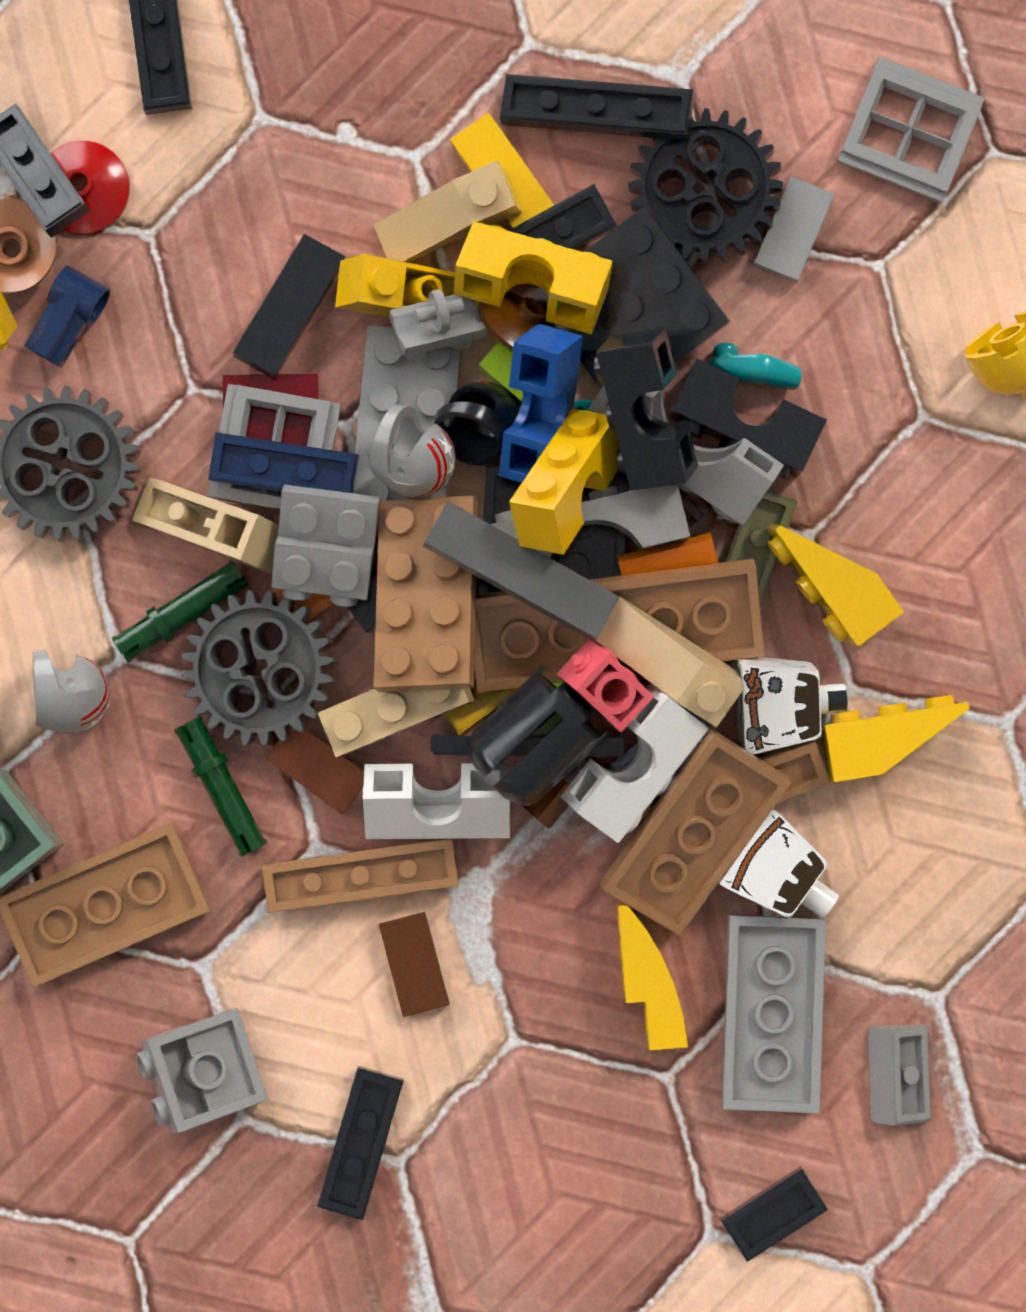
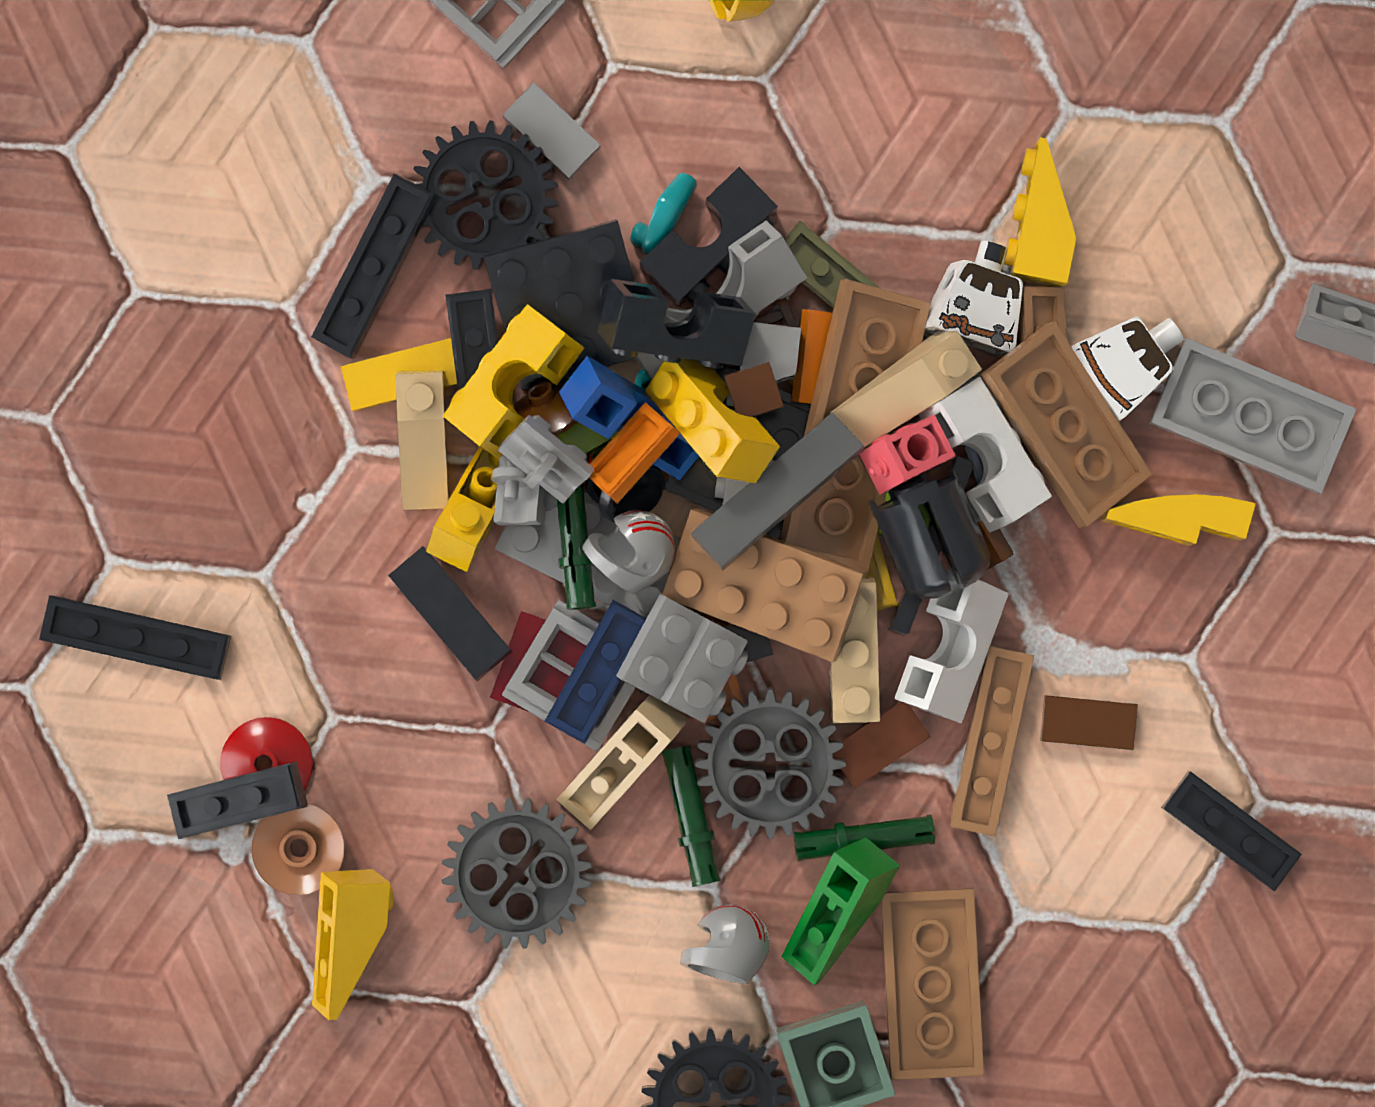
camera: 75 degrees left, 0 degrees up
(73, 304) = (375, 811): dark blue piece -> none
(144, 786) = (839, 907): none -> green slope
(201, 1071) = (1115, 950): light grey plate -> none
(409, 392) = (574, 561): none -> dark green pin
(467, 334) = (546, 458): none -> light grey hips
(504, 414) = (632, 452): none -> orange tile
(610, 512) = (754, 391): none -> reddish brown tile
(849, 593) = (904, 205): yellow slope -> none

